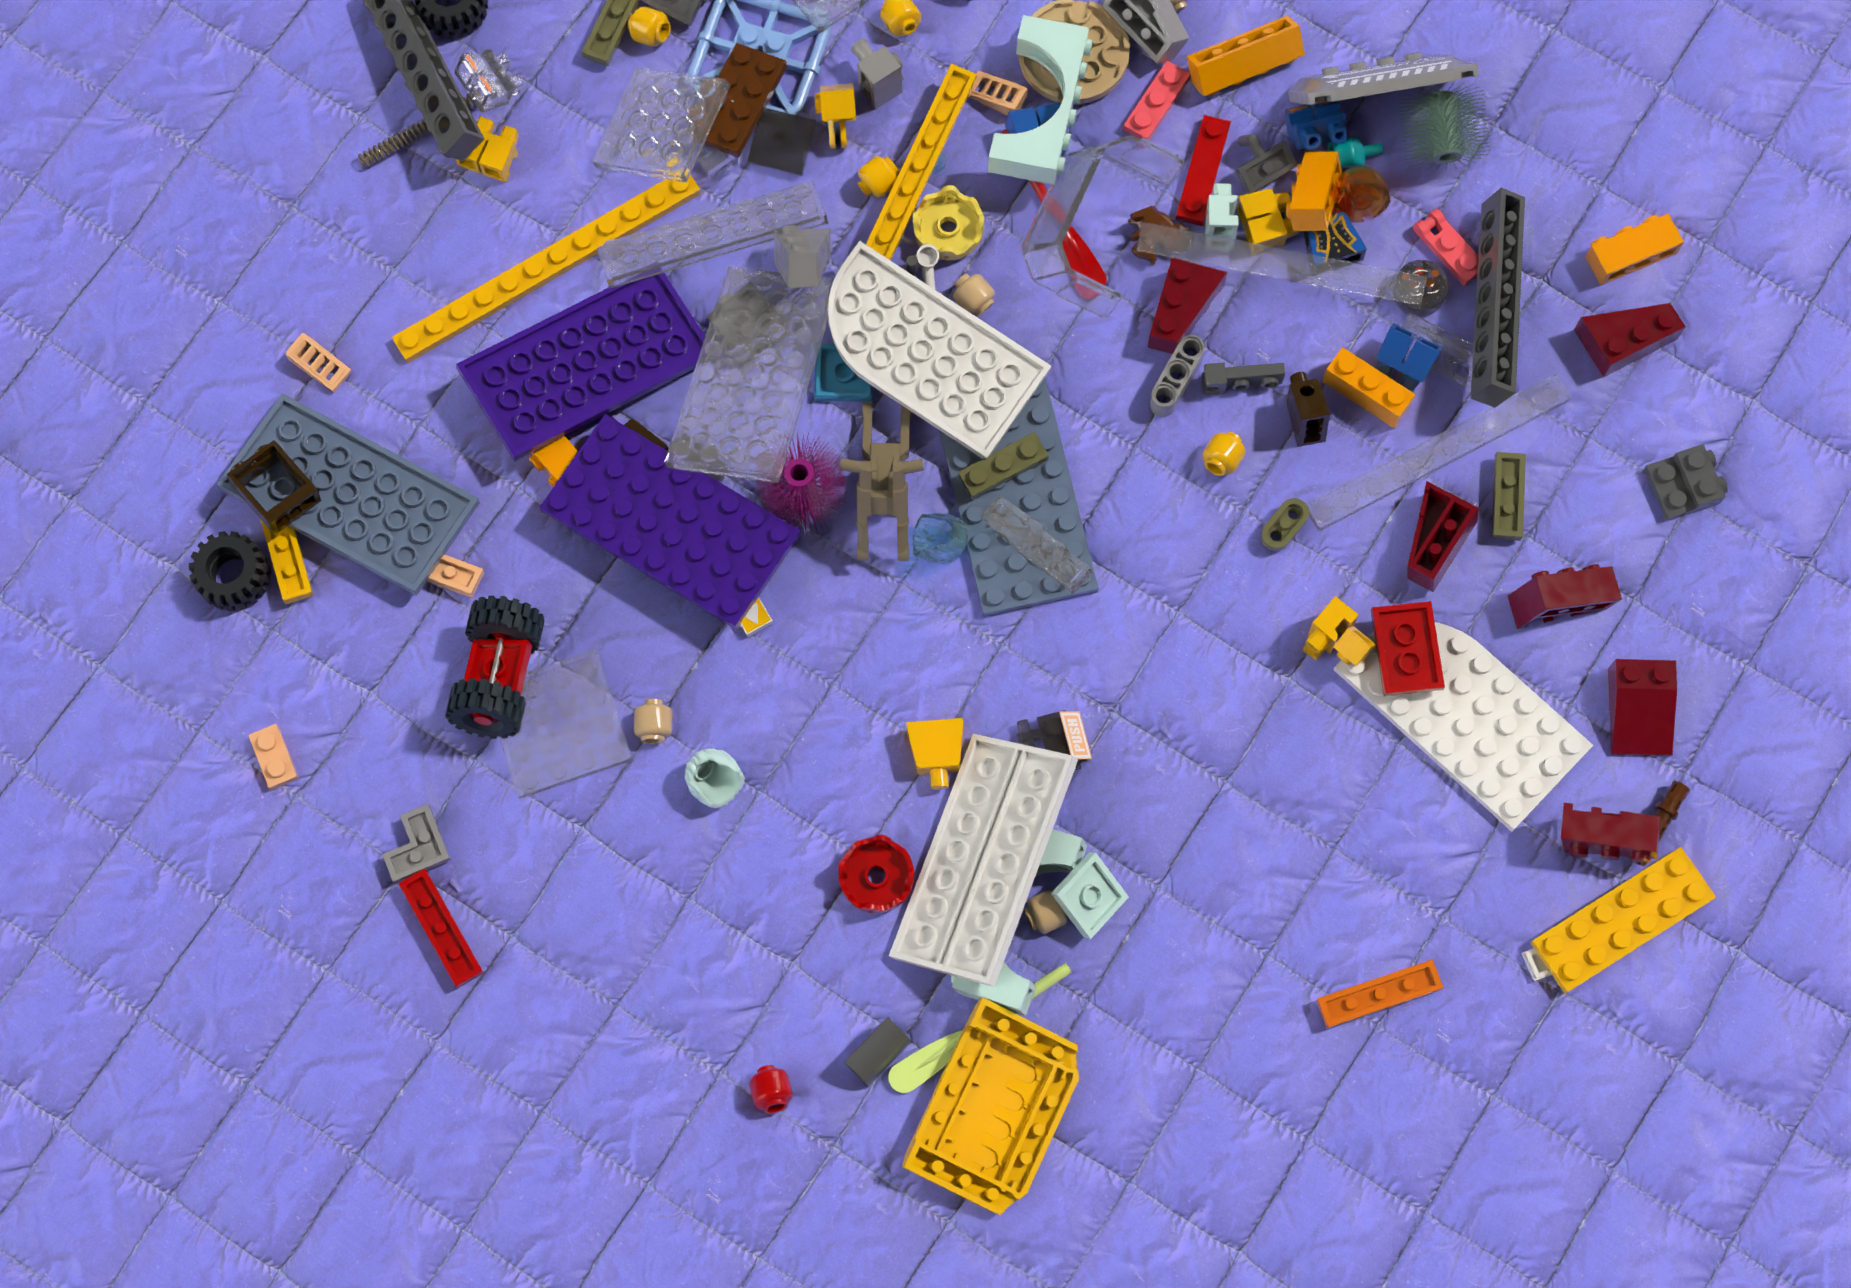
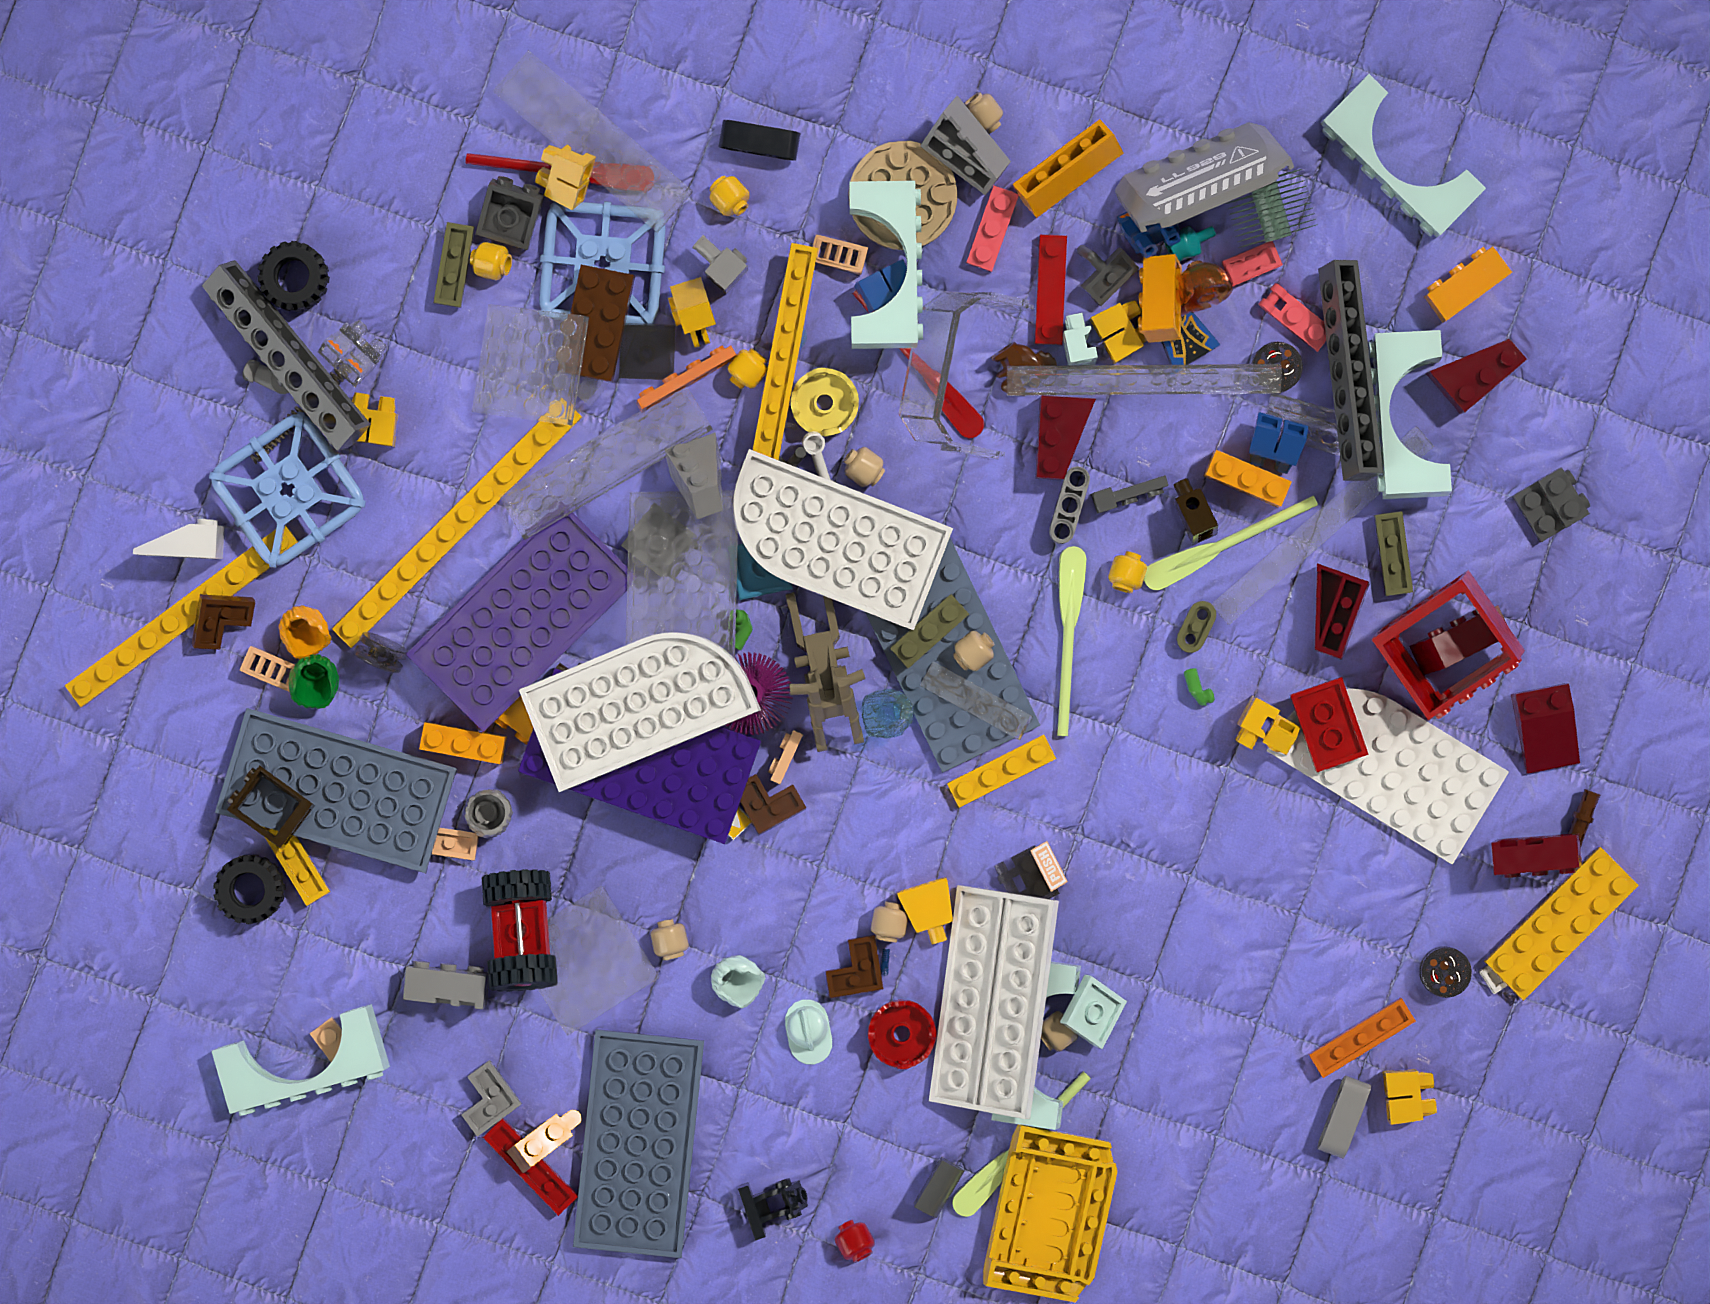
camera: 15 degrees left, 15 degrees up
(245, 294) = (171, 623): none -> yellow plate
(268, 218) = (191, 541): none -> white slope
(279, 293) = (215, 613): none -> reddish brown plate
(288, 763) = (249, 1085): none -> light aqua arch
(356, 379) = (313, 681): none -> green hair
(361, 329) = (304, 631): none -> light orange hair
(377, 208) = (269, 485): none -> light blue plate
(395, 88) = (261, 374): none -> light grey piece
(404, 715) = (446, 984): none -> light grey wedge
(433, 365) = (382, 652): none -> clear smoke head
(461, 898) = (544, 1140): none -> brick
(492, 474) = (463, 743): none -> light orange brick
(498, 548) = (488, 813): none -> light grey hair
(563, 931) = (638, 1143): none -> sand blue plate
(674, 1031) = (757, 1209): none -> black tile
(676, 454) = (635, 704): none -> white plate
(777, 854) = (808, 1032): none -> light aqua piece
(793, 612) = (768, 811): none -> reddish brown plate
(811, 424) = (743, 629): none -> bright green arm
(818, 171) = (695, 372): none -> orange plate
(829, 553) = (789, 745): none -> light nougat plate
(848, 805) = (862, 975): none -> reddish brown plate
(874, 803) = (885, 964): none -> blue leg
(891, 754) = (889, 922): none -> tan head
(1045, 492) = (974, 651): none -> tan head
(1046, 627) = (1001, 770): none -> yellow plate
(1161, 459) = (1071, 587): none -> yellowish green piece
(1270, 584) = (1195, 688): none -> bright green arm
(1282, 461) = (1181, 564): none -> yellowish green piece
(1343, 1076) = (1344, 1117): none -> light grey beam
(1415, 185) = (1252, 263): none -> coral plate
(1419, 1081) = (1407, 1084): none -> yellow hips
(1485, 942) = (1445, 971): none -> clear smoke head
(1529, 548) = (1431, 701): none -> red window
(1535, 408) = (1404, 472): none -> light aqua arch
(1609, 166) = (1432, 205): none -> light aqua arch

